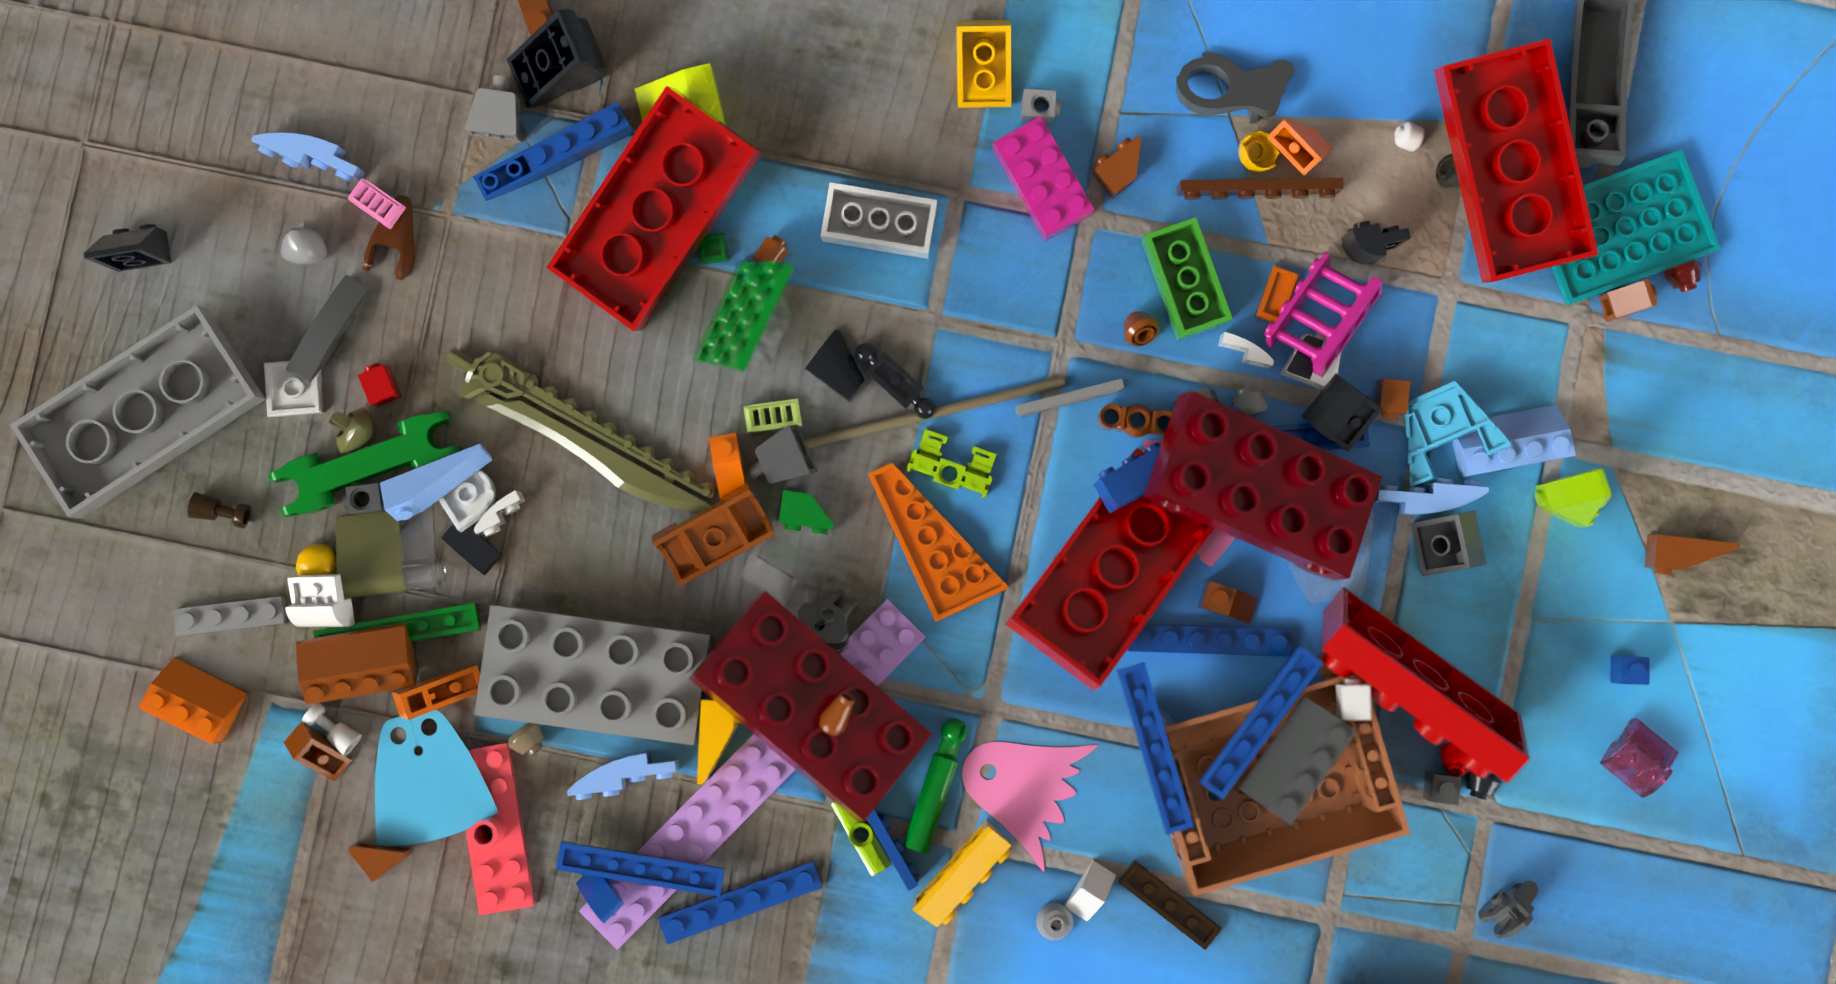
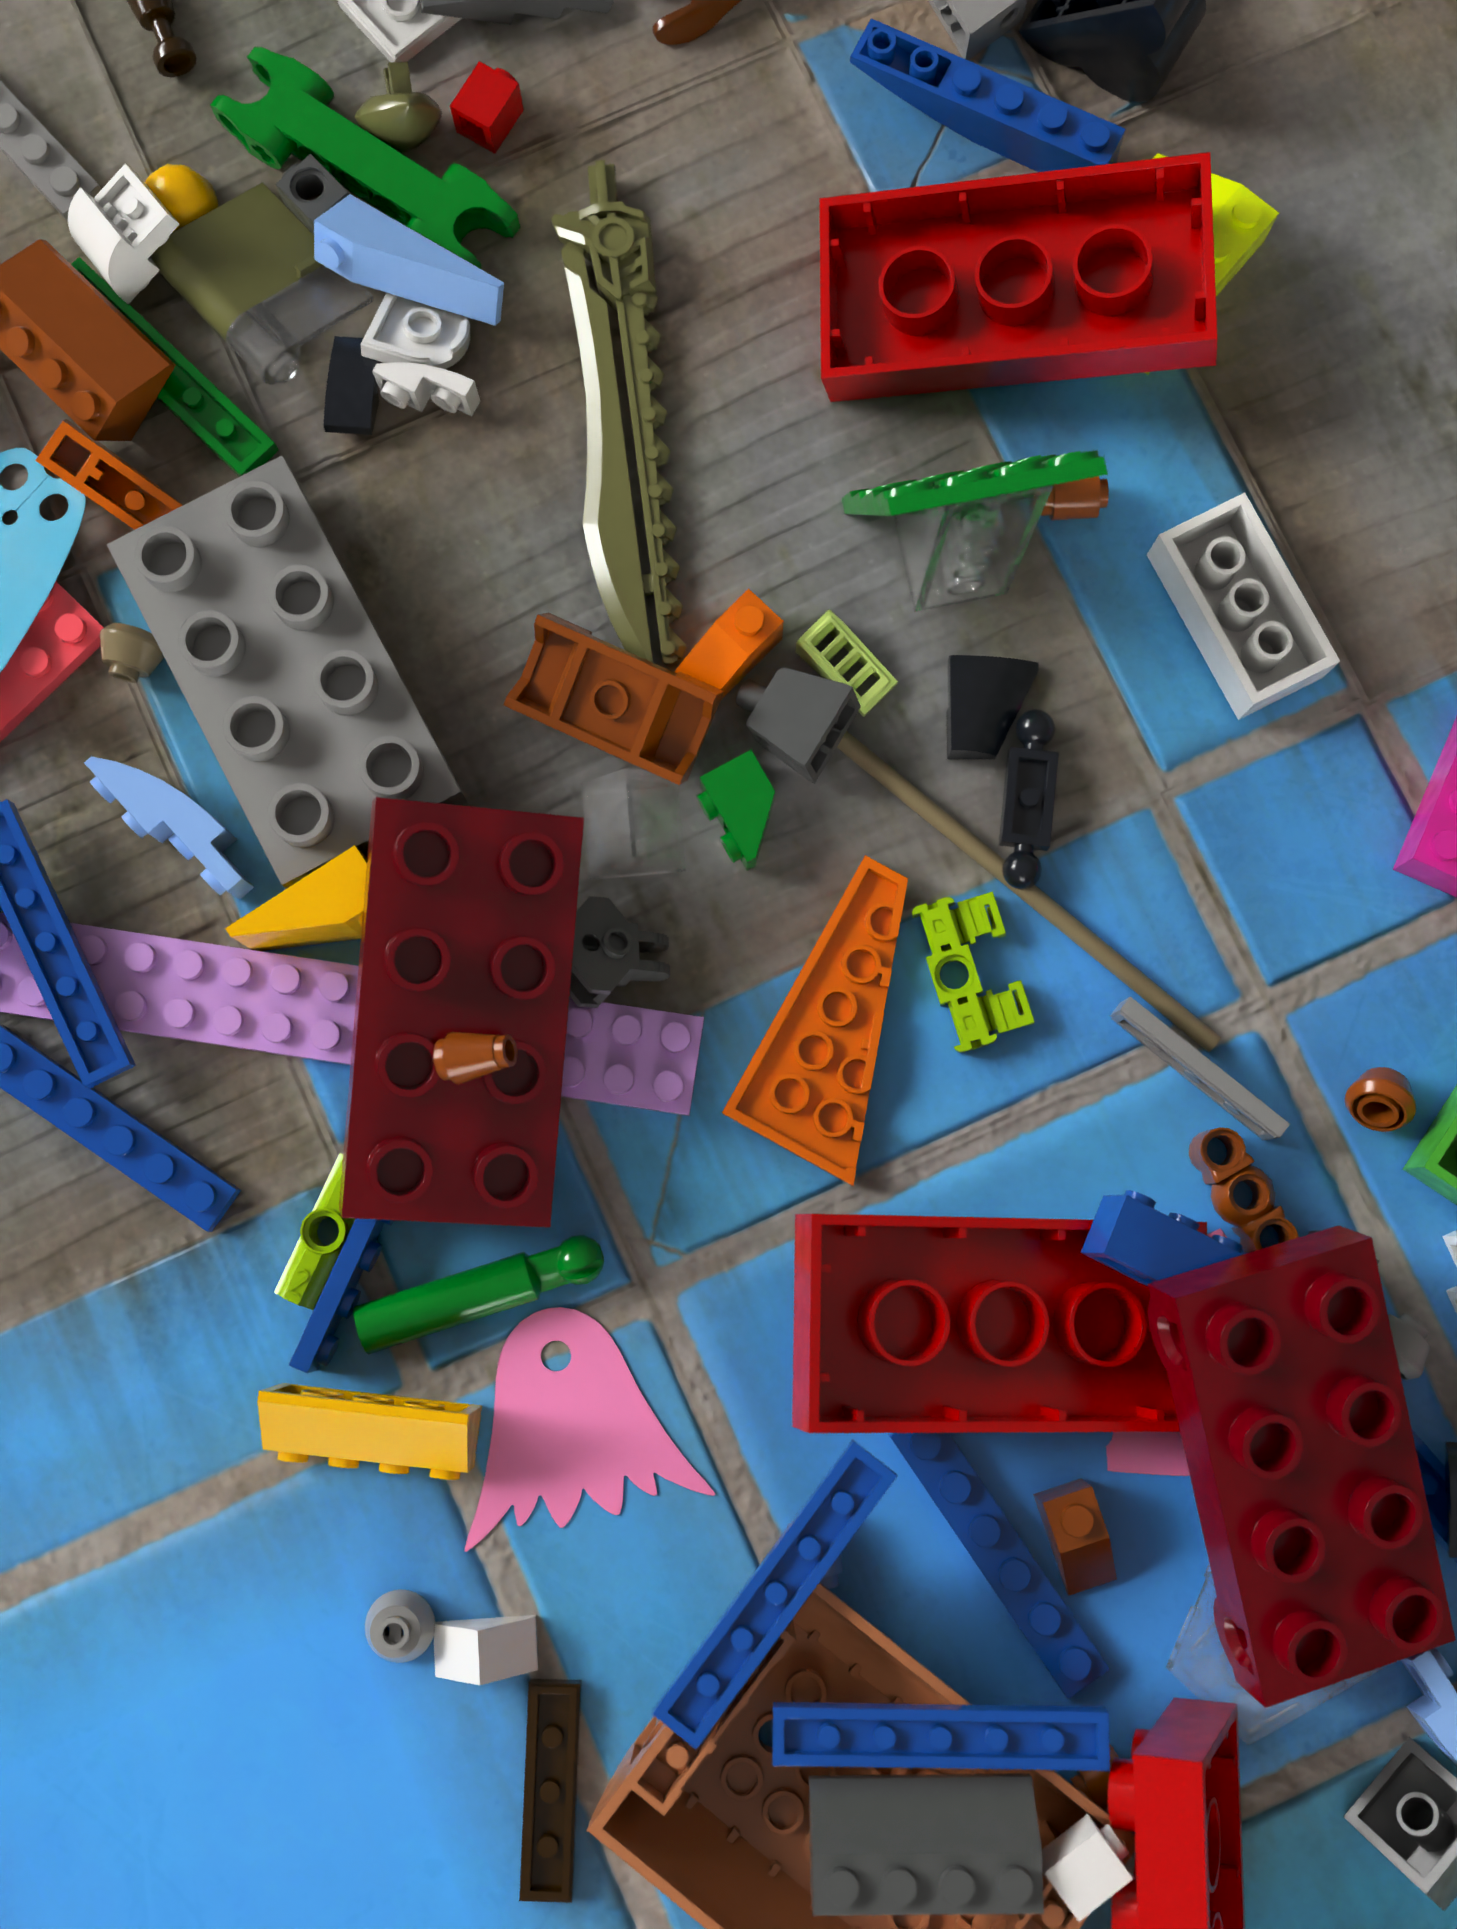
camera: 55 degrees right, 5 degrees down
(713, 249) = (1018, 414): green tile -> none

